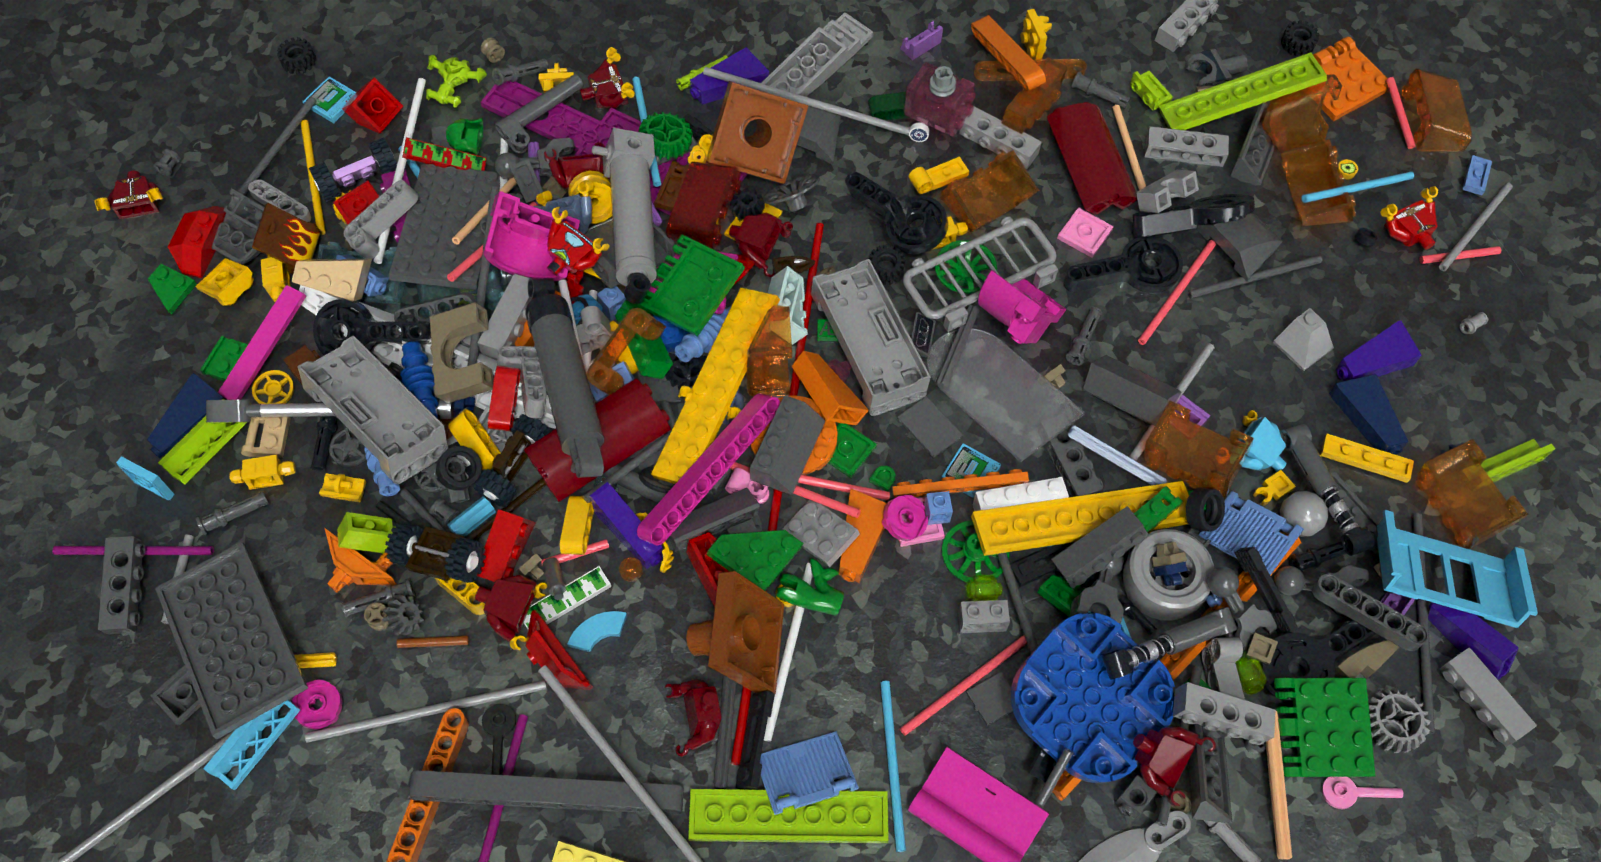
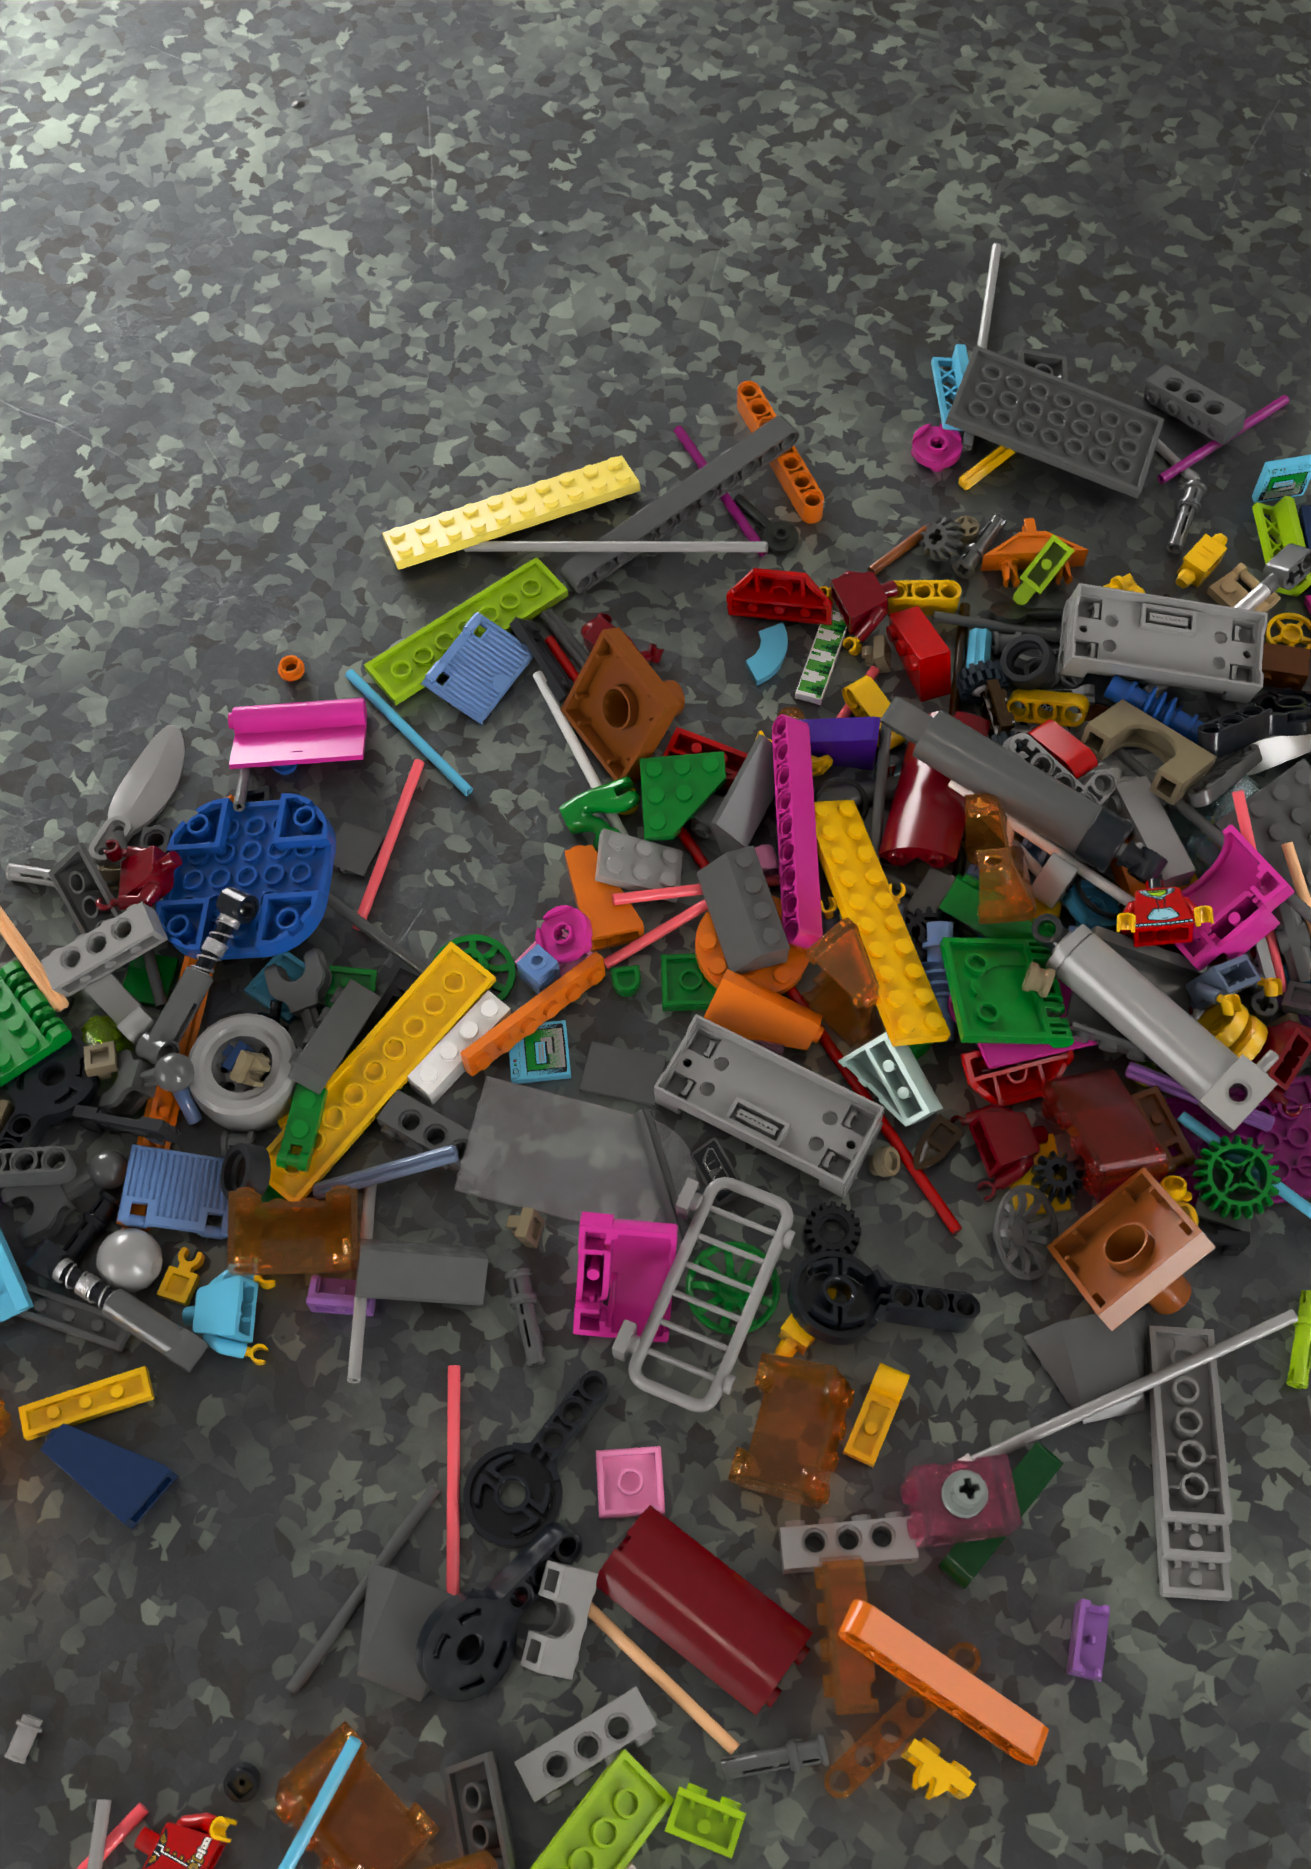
camera: 145 degrees right, 0 degrees up
(425, 711) = (851, 497): light grey piece -> none
(435, 552) = (966, 588): plate -> none
(554, 578) = (847, 657): flat silver cylinder -> none
(669, 268) = (1038, 979): none -> dark tan wheel
(740, 64) = (1263, 1370): dark purple slope -> none
(983, 588) = (433, 931): clear neon green head -> none
(983, 616) = (414, 905): light grey brick -> none
(1305, 340) = (246, 1524): light grey slope -> none
(1381, 355) = (133, 1573): dark purple slope -> none

